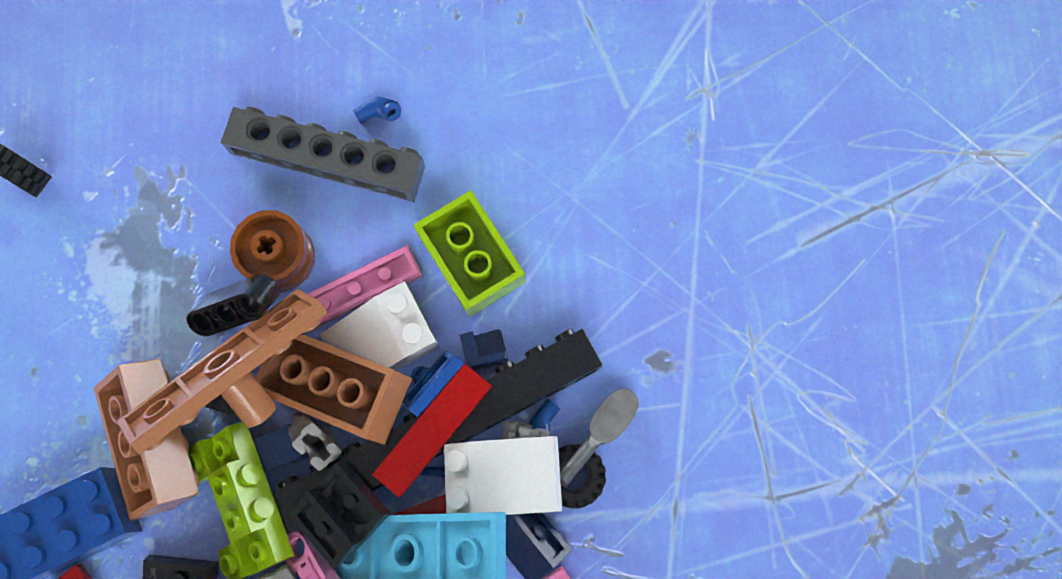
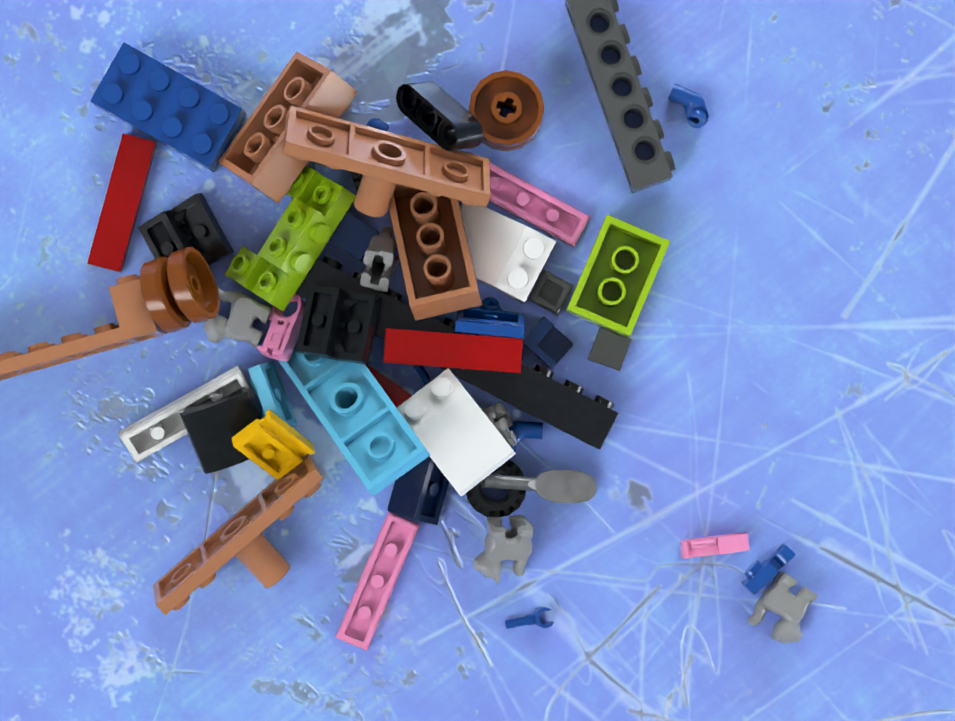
camera: 55 degrees right, 10 degrees up
(445, 319) = (550, 292): none -> dark grey tile
(525, 303) = (609, 349): none -> dark grey tile
(629, 503) = (505, 545): none -> light grey animal
(707, 525) = (529, 620): none -> blue hand
(745, 327) = (714, 545): none -> bright pink piece
(794, 302) = (760, 574): none -> blue plate
(837, 300) = (782, 602): none -> light grey animal

